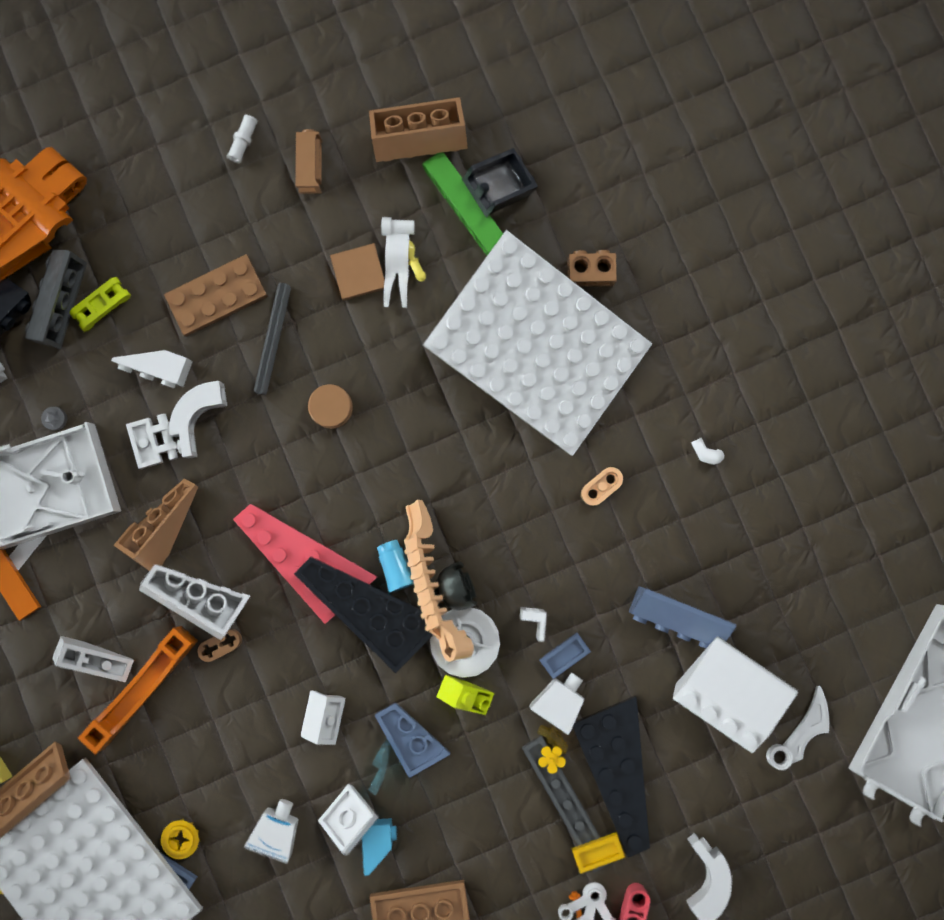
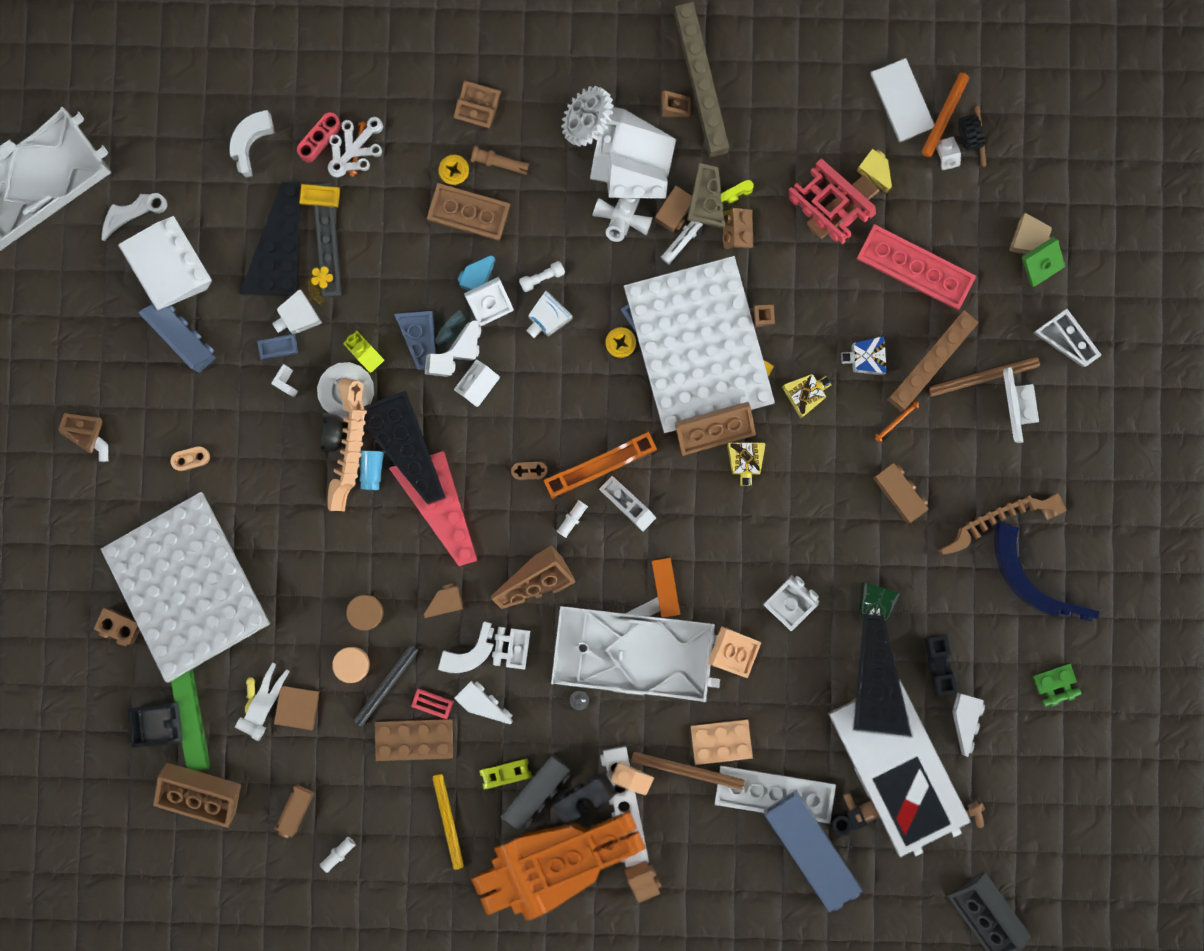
camera: 155 degrees left, 0 degrees up
(140, 226) = (448, 821): none -> yellow axle
(146, 617) = (572, 518): none -> white pin
(194, 599) = (525, 509): white wedge -> none
(233, 341) = (432, 695): none -> coral tile
(247, 457) = (445, 601): none -> medium nougat slope
(290, 890) = (556, 269): none -> white piece
(319, 343) = (351, 664): none -> light nougat head
(354, 751) = (463, 348): none -> white arch
(737, 462) = (81, 430): none -> medium nougat wing

